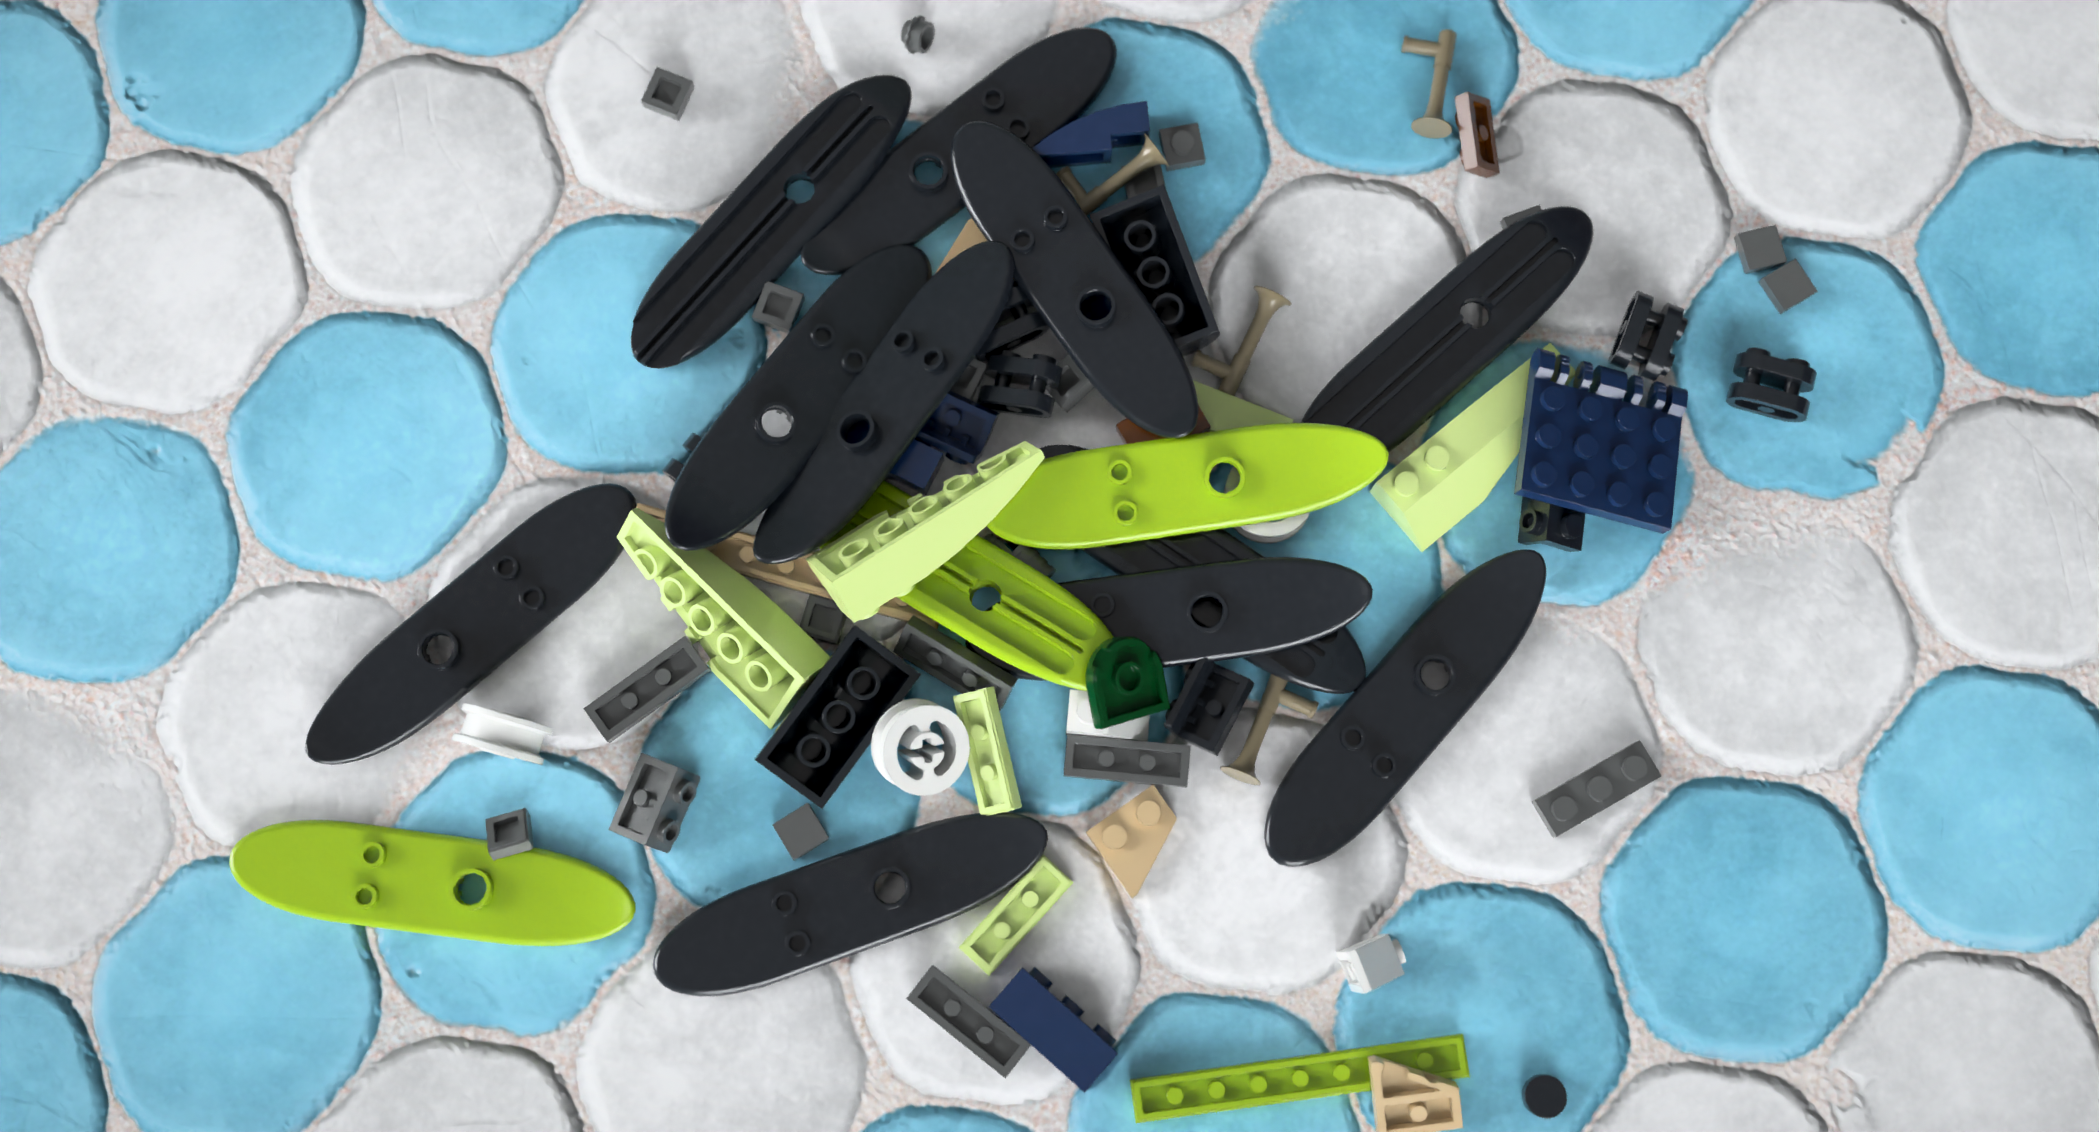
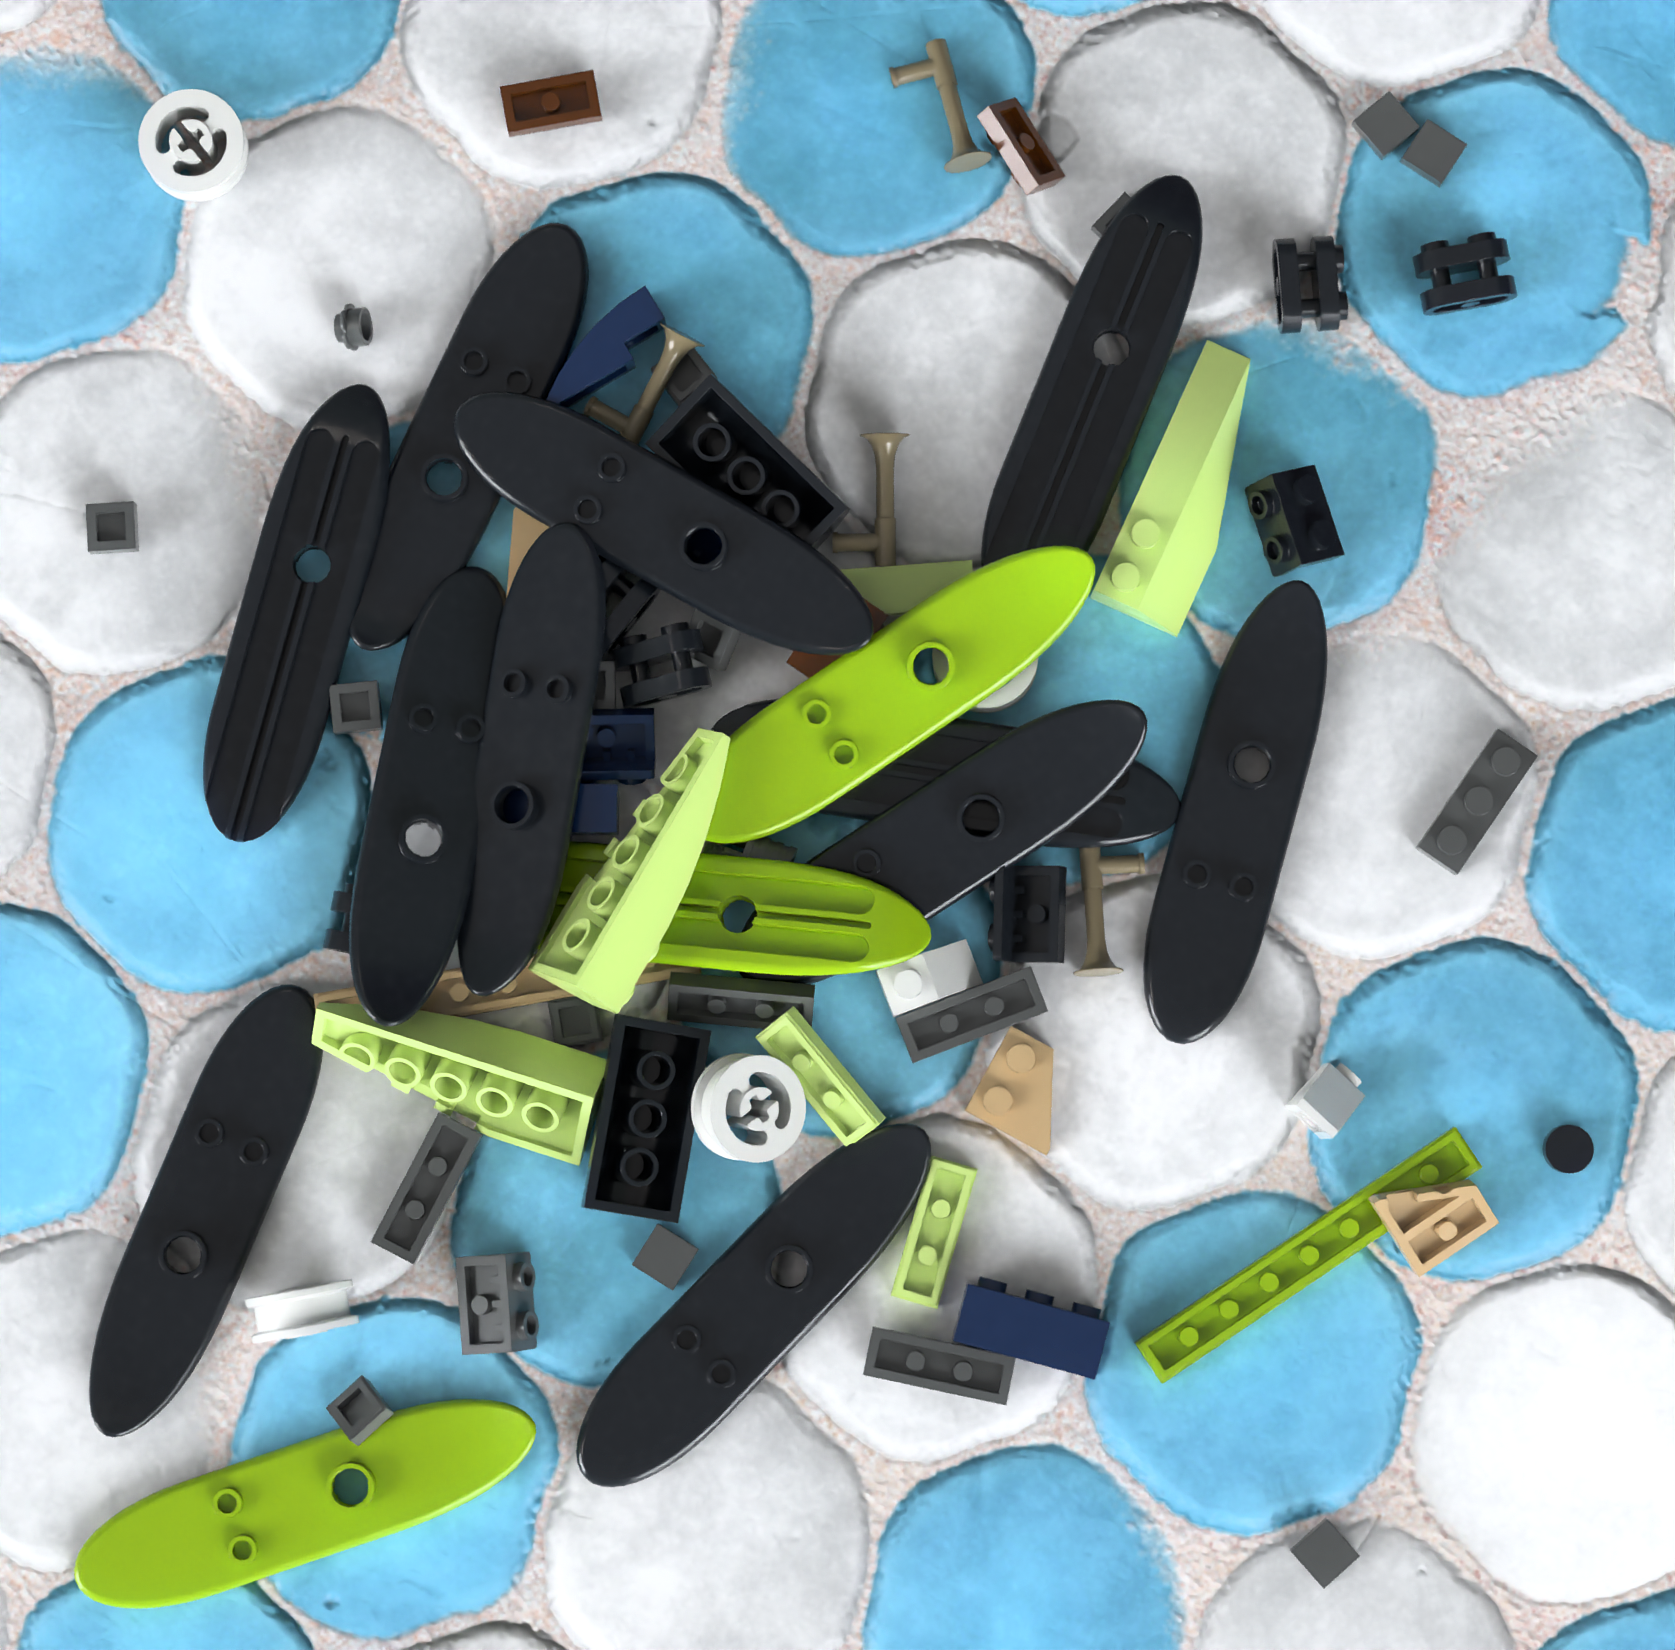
camera: 25 degrees left, 5 degrees up
(1125, 682) = (931, 935): dark green tile -> none
(1182, 146) = (705, 312): dark grey plate -> none
(1595, 448) = (1310, 437): dark blue hinge -> none

